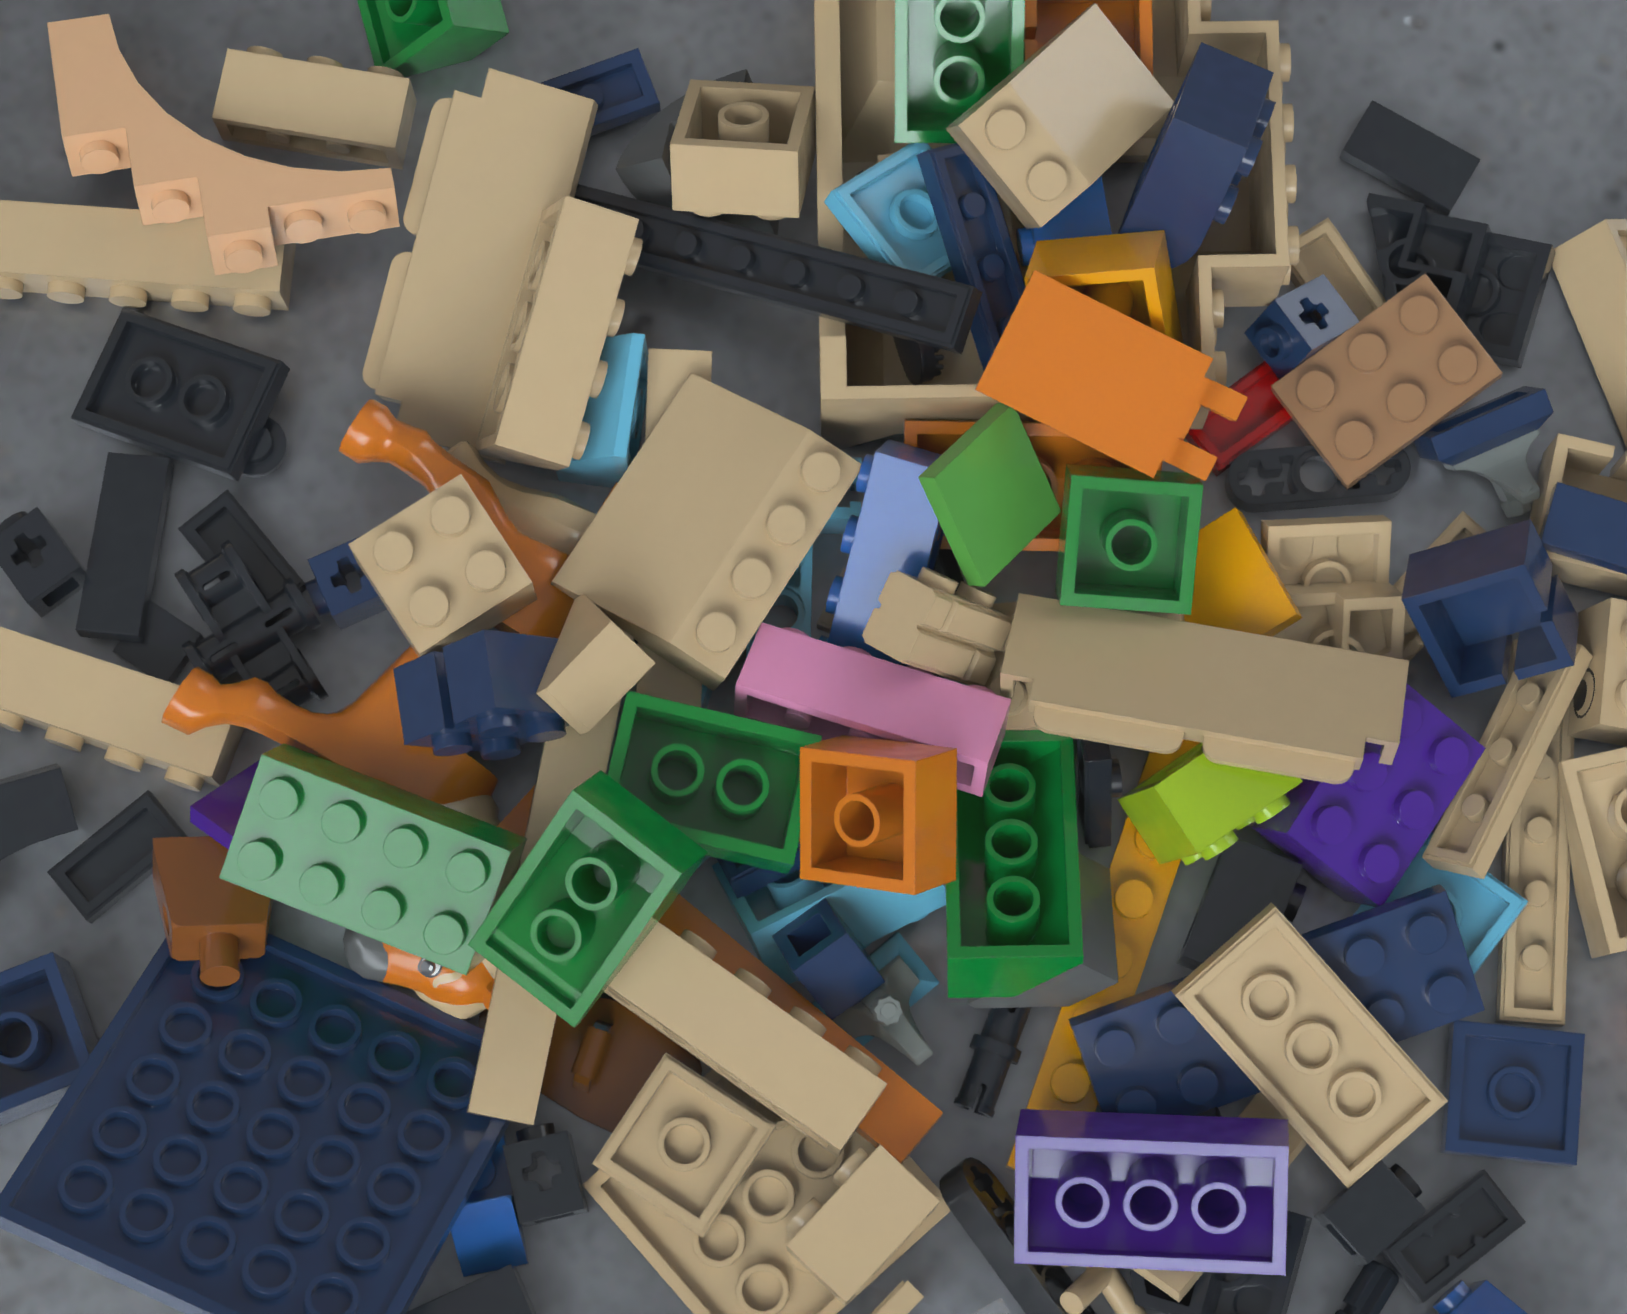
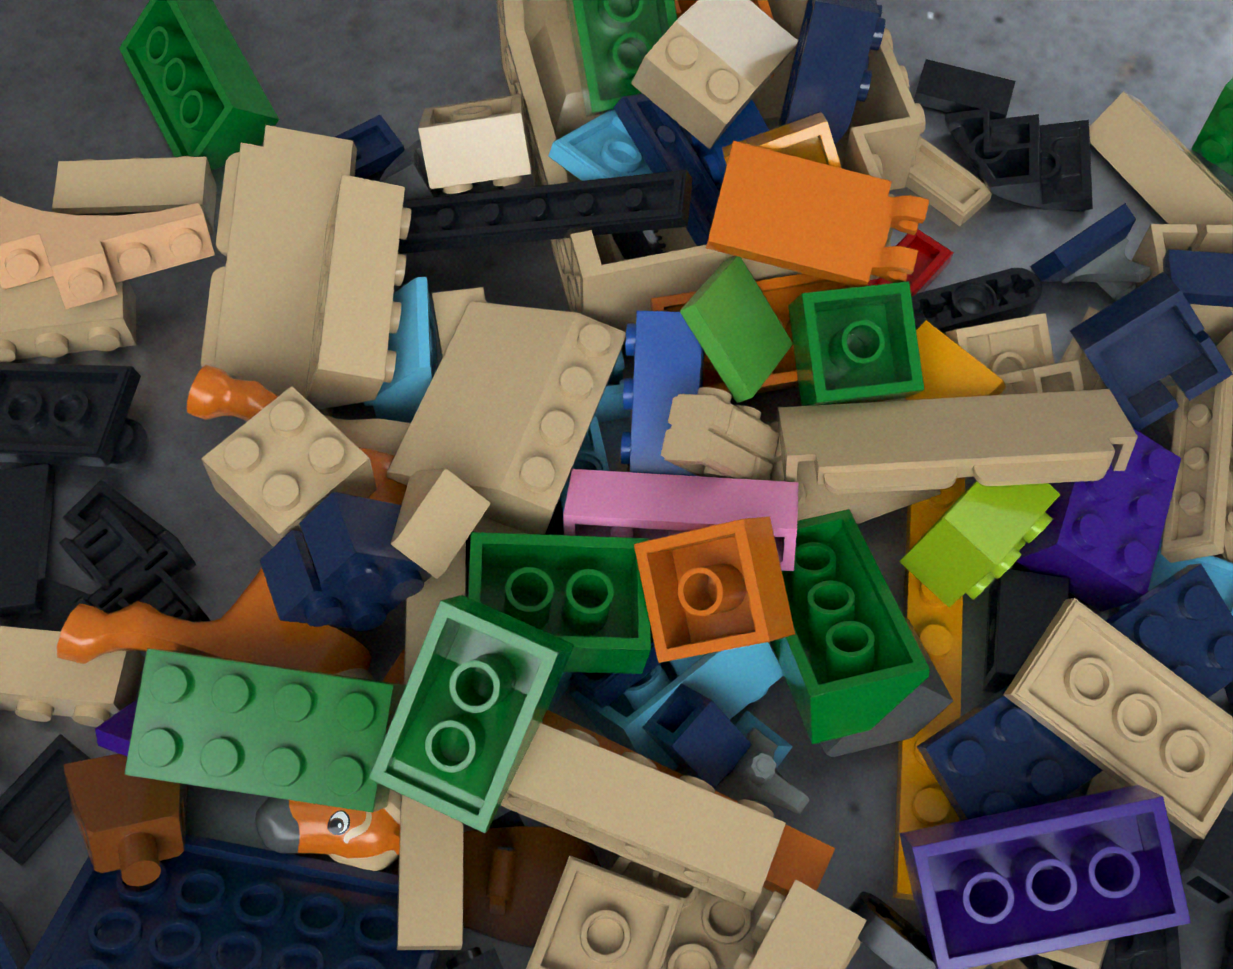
camera: 15 degrees left, 15 degrees down
(330, 592) = (216, 545): dark blue brick -> none
(992, 1058) = (855, 800): black pin -> none
(1097, 783) = (881, 532): black plate -> none
(1289, 335) = (943, 202): dark blue brick -> none
(1386, 381) = (1005, 222): medium nougat plate -> none

